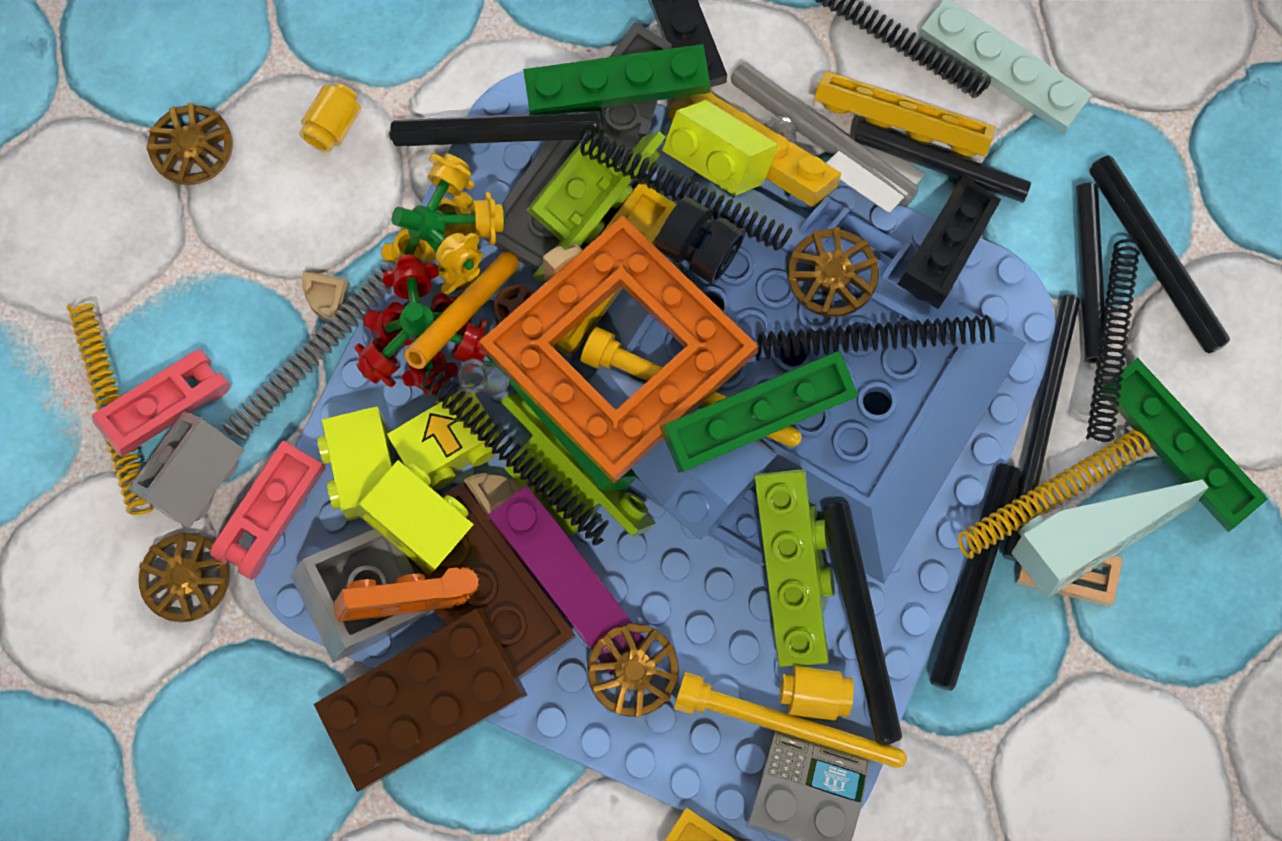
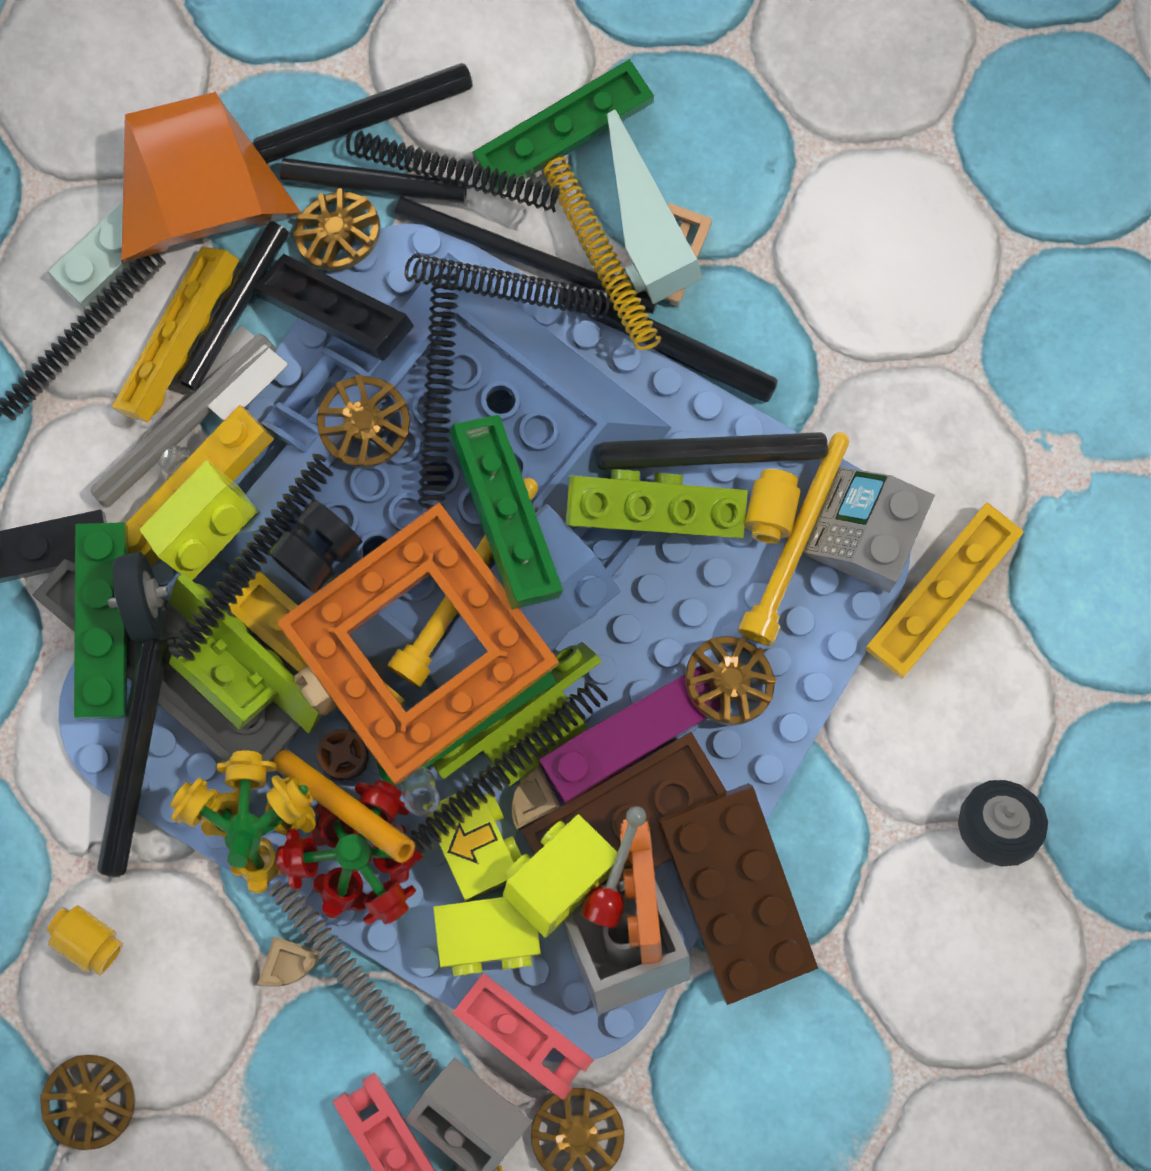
camera: 85 degrees left, 5 degrees up
(389, 560) = (605, 903): none -> hinge
(637, 101) = (138, 597): none -> black wheel
(992, 420) = (472, 268): none -> black piece
(1034, 244) = (337, 230): none -> pearl gold wheel
(1060, 104) = (192, 177): none -> orange wedge

